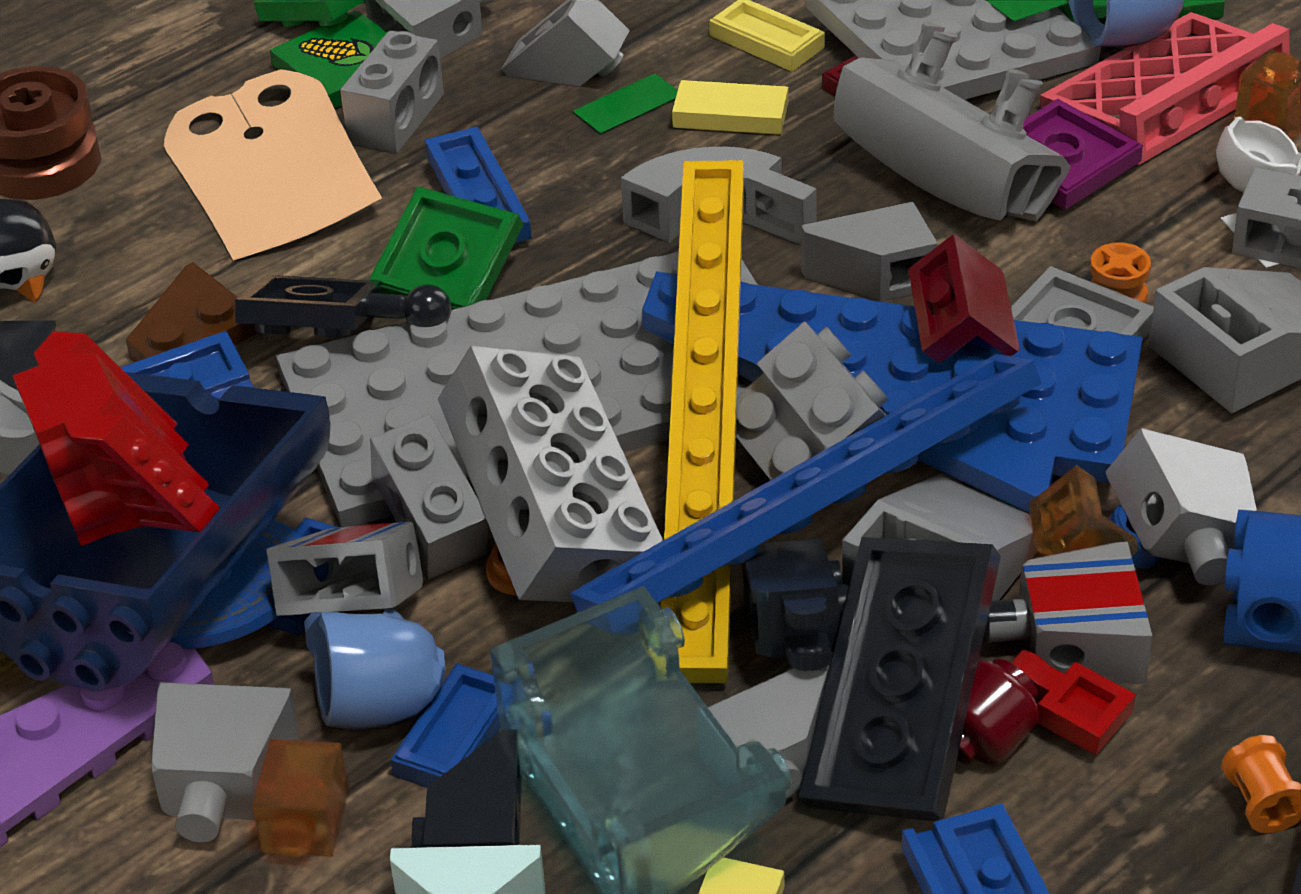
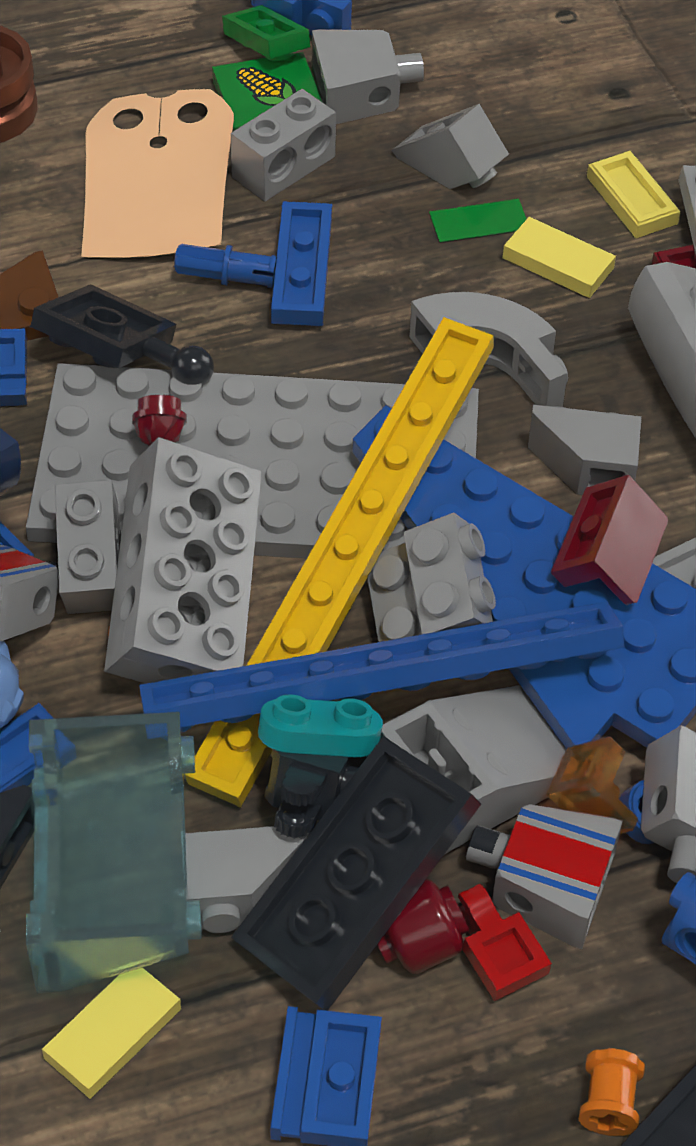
camera: 20 degrees right, 10 degrees up
(375, 217) = (225, 265): none -> blue axle
(429, 358) = (159, 417): none -> dark red plate
(447, 246) = (240, 316): green tile -> none
(779, 559) = (320, 726): none -> teal plate

